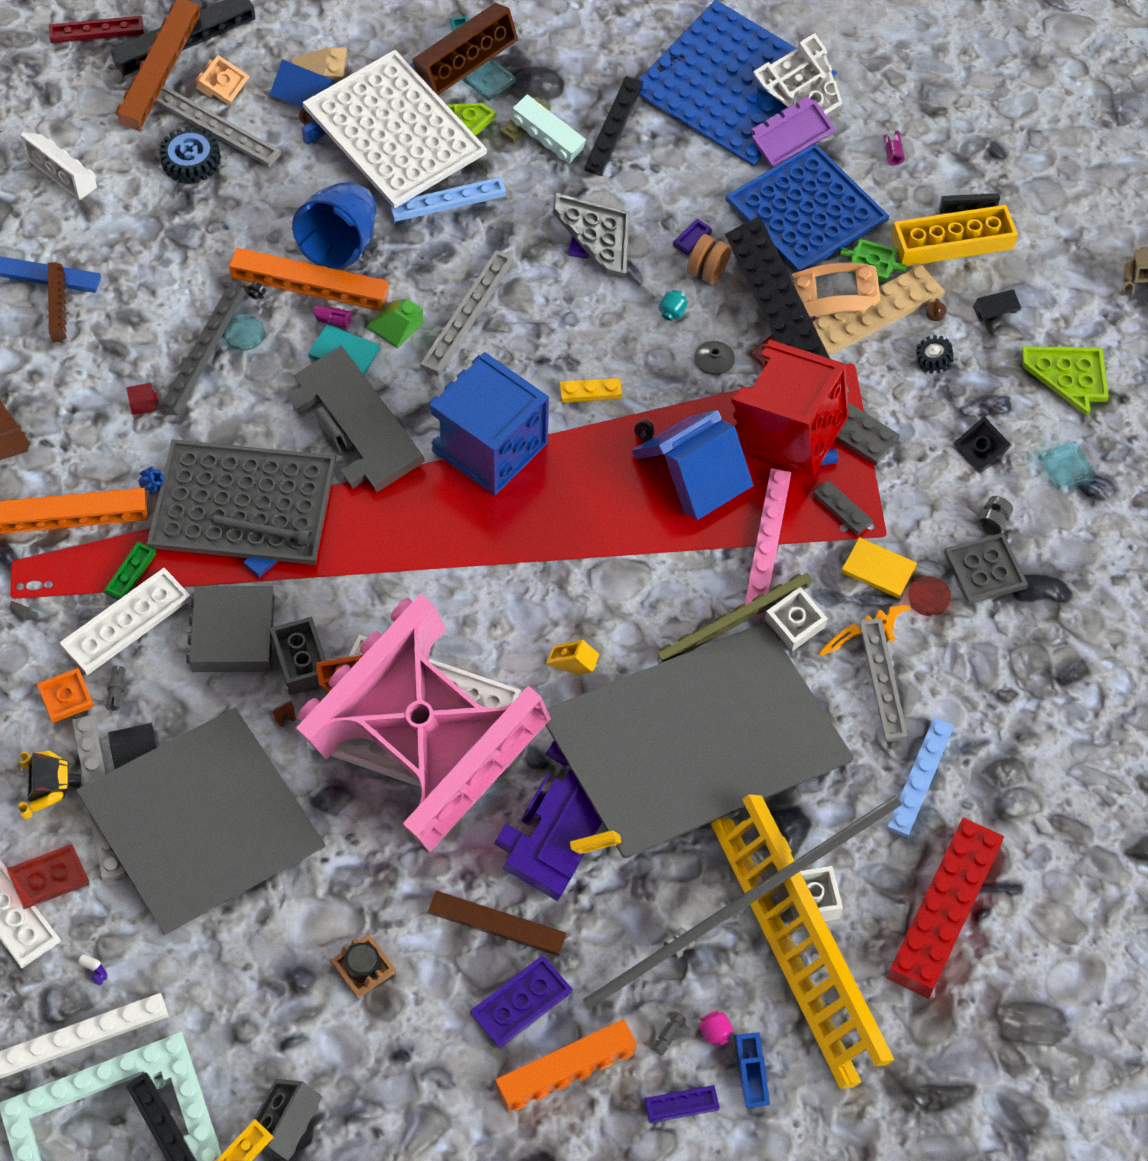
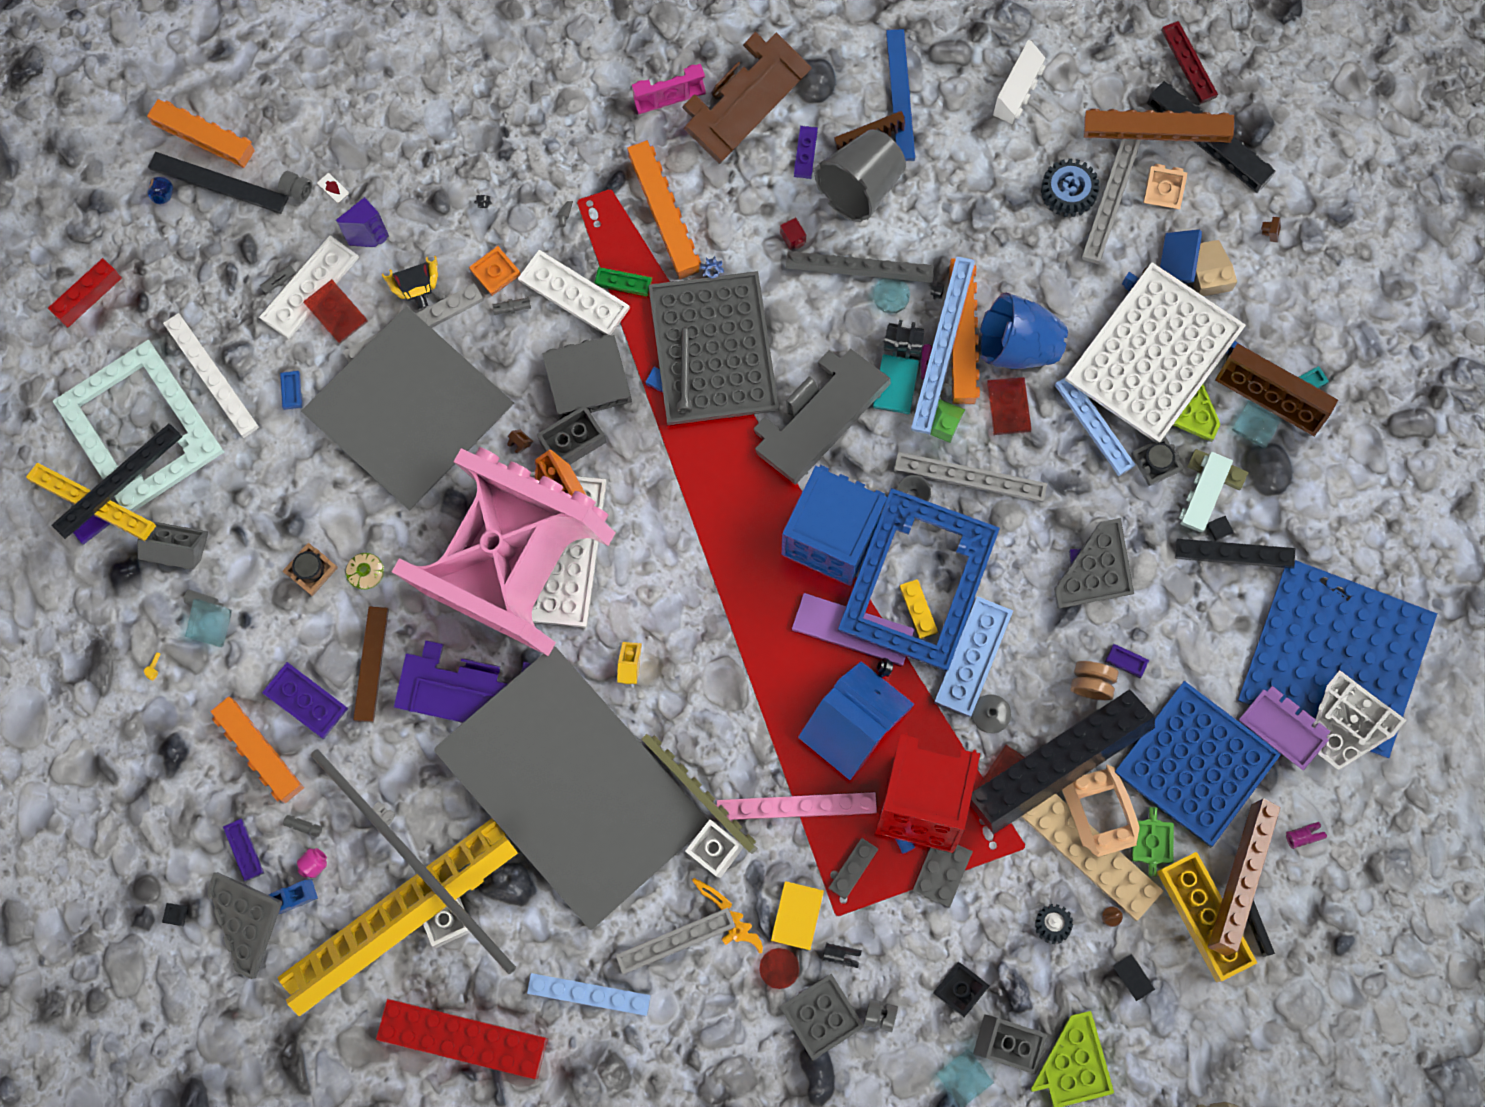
camera: 80 degrees right, 15 degrees up
(50, 368) = (805, 152): none -> dark purple plate
(95, 965) = (268, 371): arm -> none
(108, 313) = (860, 174): none -> dark grey cone
(128, 948) = (291, 390): none -> blue tile
(131, 743) = (464, 335): black slope -> none
(299, 13) = (1272, 229): none -> reddish brown tile
(302, 326) = (903, 339): none -> black piece
(323, 291) = (943, 345): none -> light blue plate
(364, 1097) = (190, 595): none -> dark grey cylinder
(385, 919) = (369, 578): none -> tan dish
(395, 1092) = (208, 623): none -> clear light blue tile
(402, 264) = (1009, 406): none -> clear red tile
(464, 354) = (917, 484): none -> dark grey piece
(502, 160) = (1157, 461): none -> piece
(540, 314) = (899, 516): none -> blue plate
(586, 131) = (1220, 528): none -> black tile
(594, 450) = (822, 619): none -> medium lavender tile
(595, 842) = (438, 722): yellow tile -> none
(654, 355) = (973, 657): none -> light blue plate
(673, 305) = (1035, 660): teal head -> none
(766, 1114) = (246, 920): none -> dark grey plate
(926, 538) = (836, 954): none -> black hinge
(927, 191) = (1244, 877): none -> brick
(1040, 419) = (1010, 1044): none -> dark grey slope

